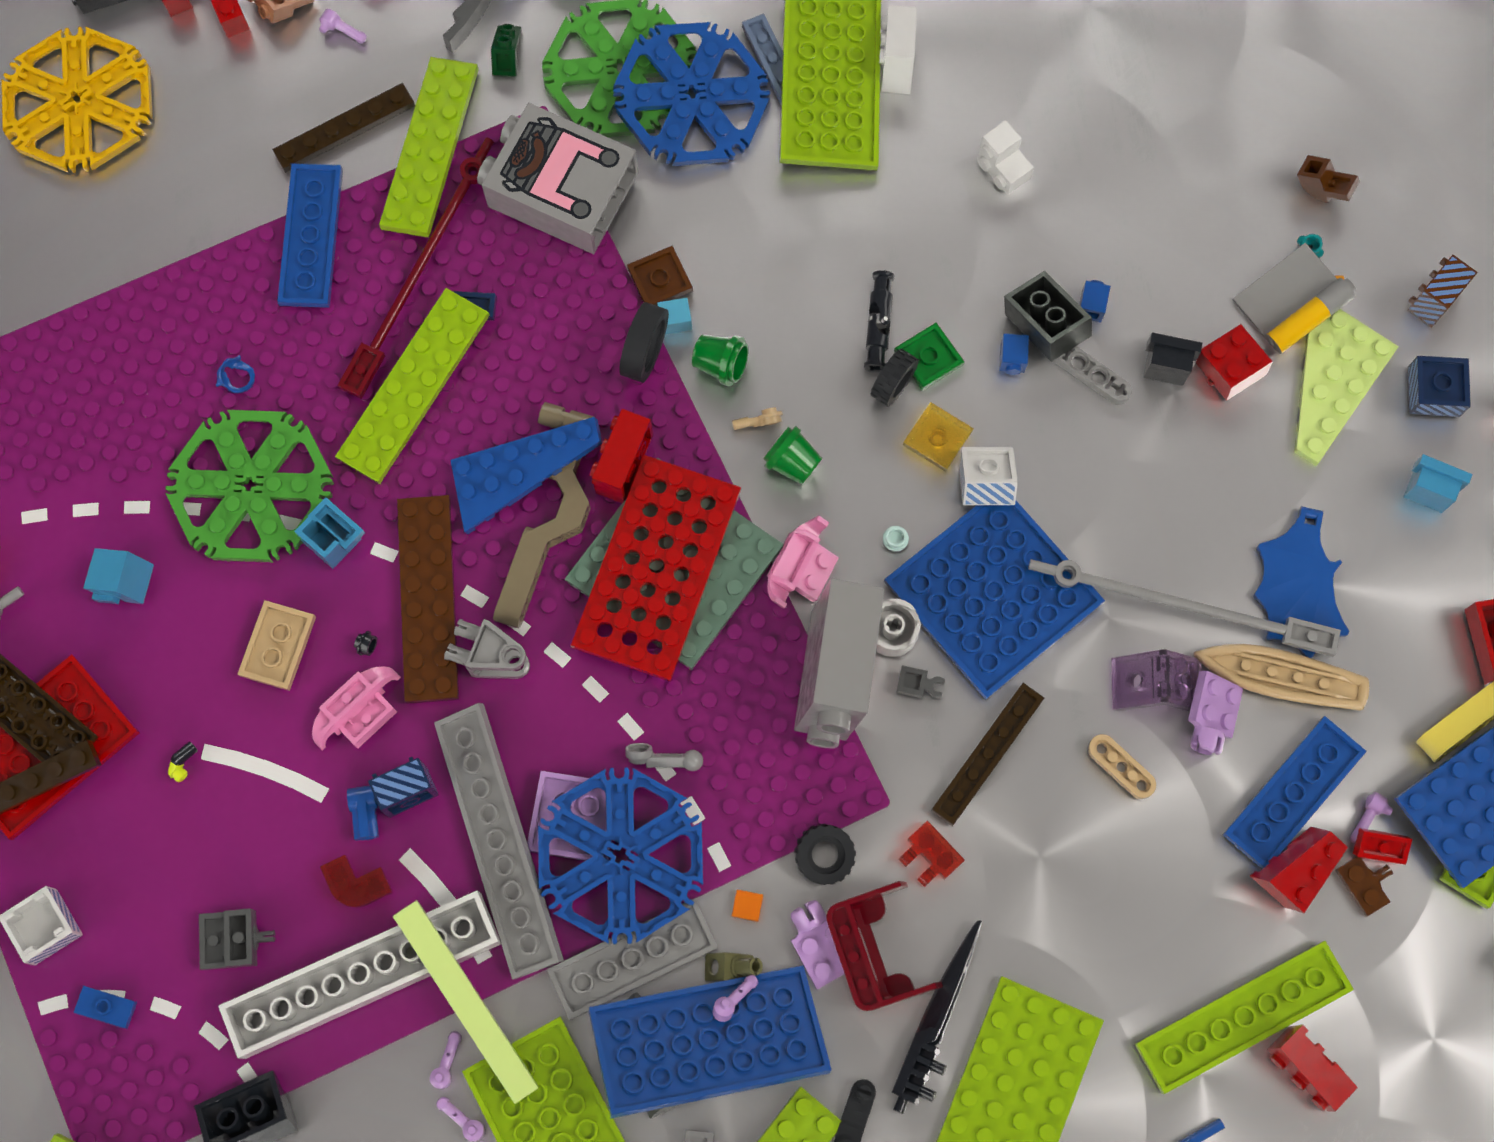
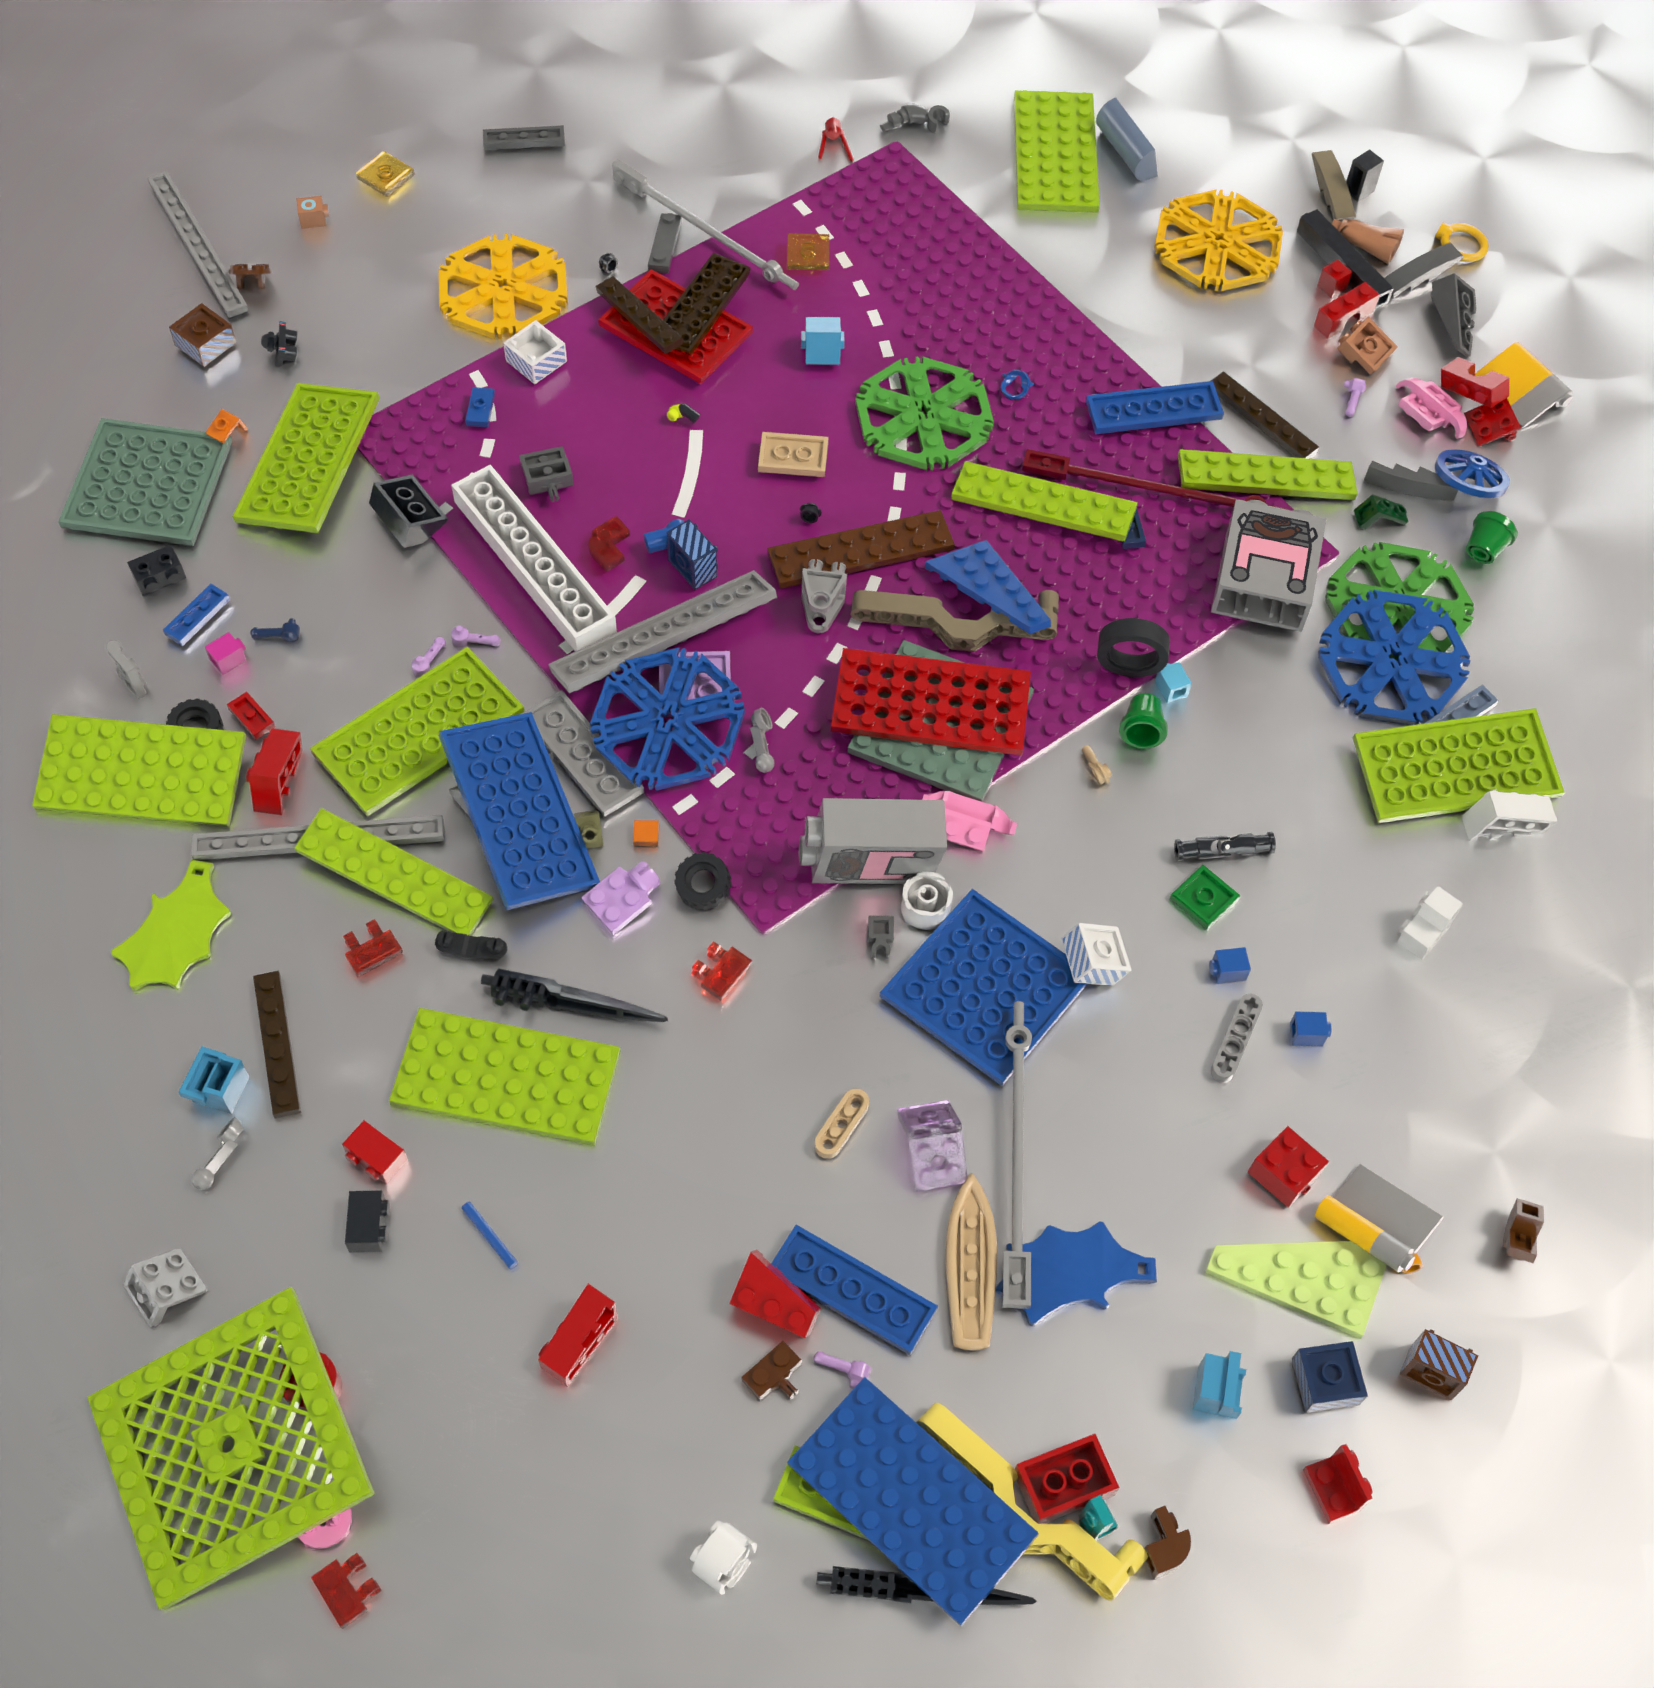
camera: 75 degrees right, 15 degrees down
(329, 533) = (894, 466): dark azure plate -> none
(356, 708) = (754, 516): bright pink plate -> none
(465, 1001) = (521, 626): yellowish green tile -> none
(621, 455) = (1028, 652): red brick -> none
(660, 277) = (1207, 665): reddish brown plate -> none
(725, 1006) = (548, 815): lavender piece -> none
(792, 456) = (1067, 791): green piece -> none
(859, 953) = (619, 921): dark red windscreen -> none
(894, 377) = (1173, 849): black tyre -> none
(895, 538) = (1015, 895): light aqua plate -> none
(938, 436) = (1128, 912): clear yellow plate -> none
(987, 754) = (827, 1003): dark brown plate -> none
(1048, 316) = (1275, 981): pearl dark grey brick -> none
(1170, 358) = (1271, 1103): black plate -> none
(1213, 712) = (915, 1196): lavender plate -> none
(1243, 1017) = (620, 1271): lime plate -> none
(1313, 240) = (1452, 1233): teal plate -> none
(1382, 846) = (815, 1379): red plate -> none

